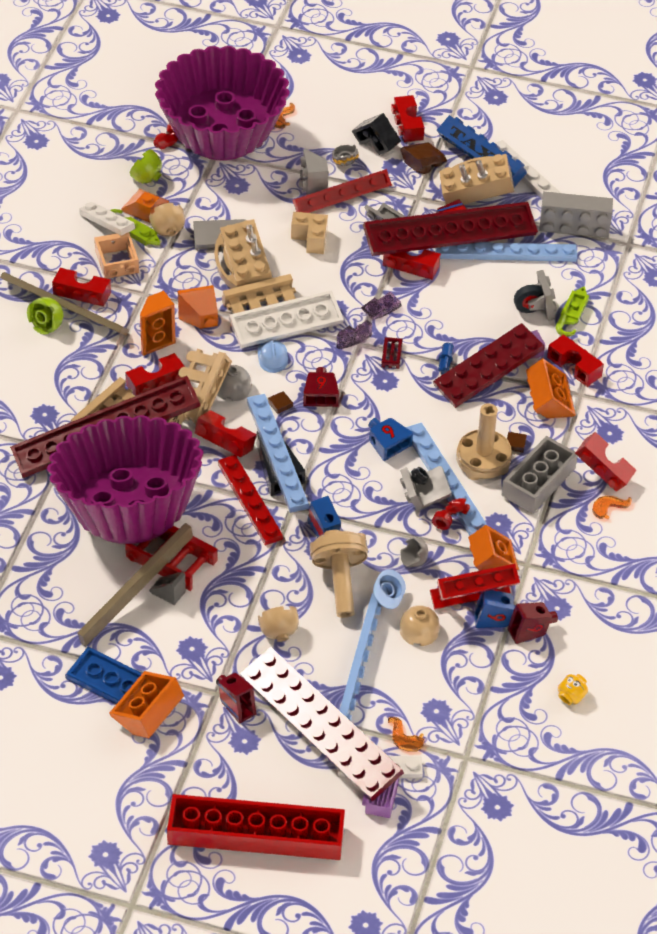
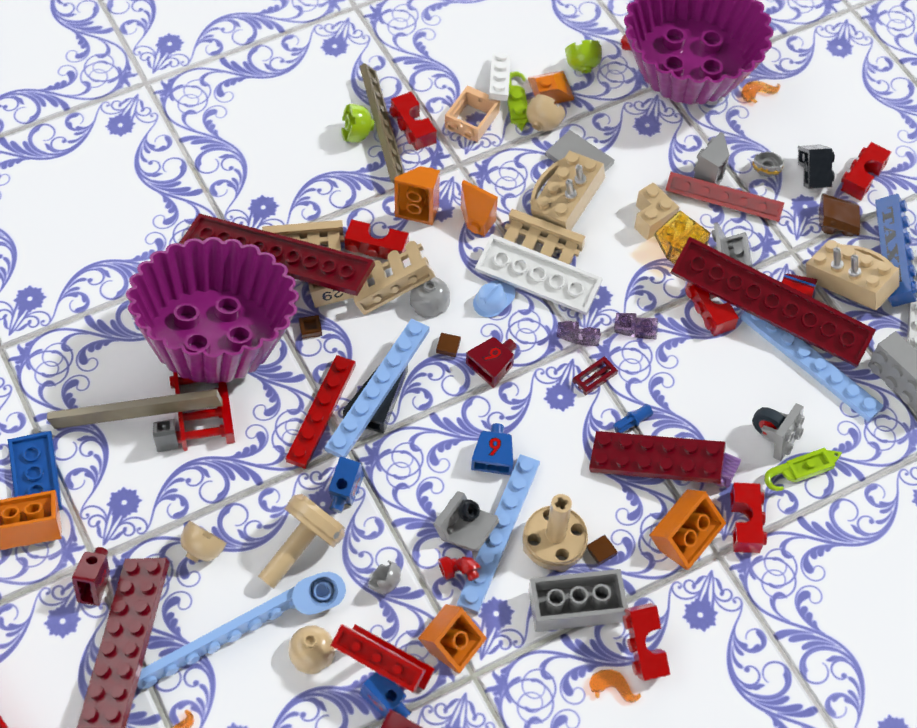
camera: 45 degrees right, 10 degrees up
(236, 441) = (365, 350): red arch -> none
(349, 234) = (675, 233): none -> clear yellow slope

